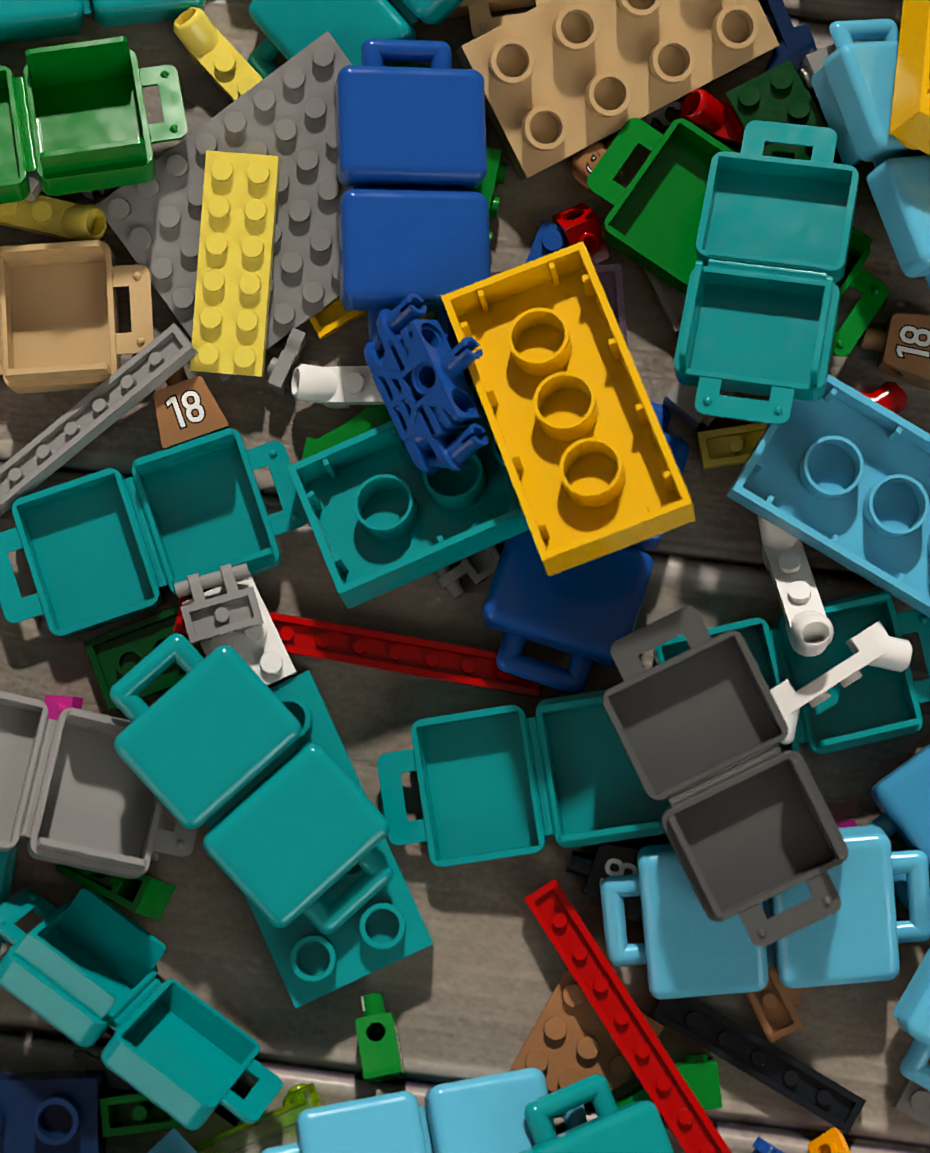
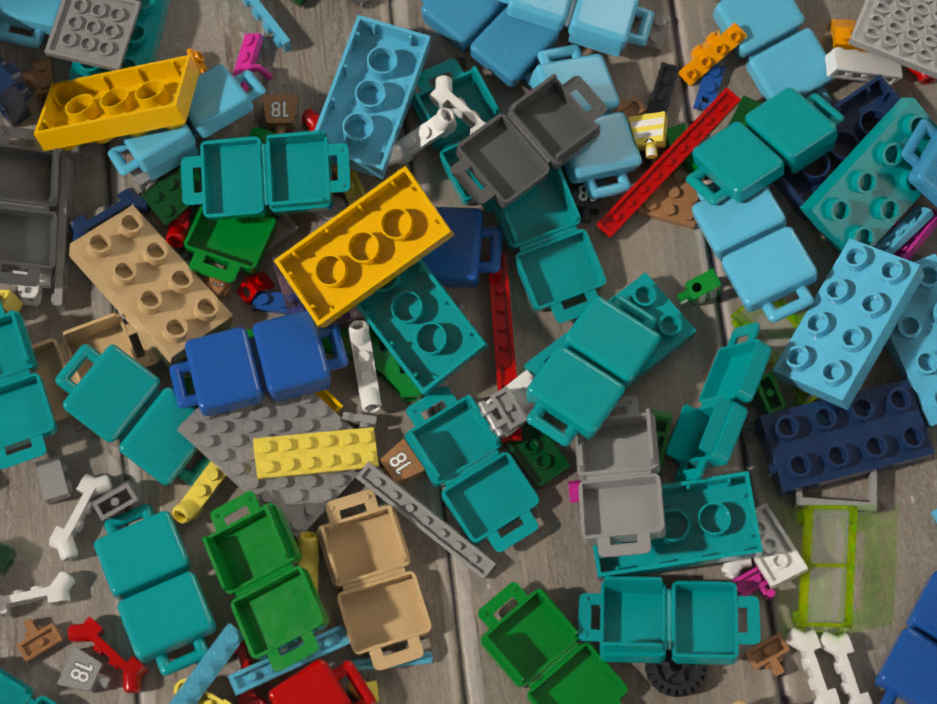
camera: 110 degrees left, 10 degrees down
(426, 387) = (371, 331): blue piece -> none
(713, 1030) = (649, 132): none -> light yellow torso

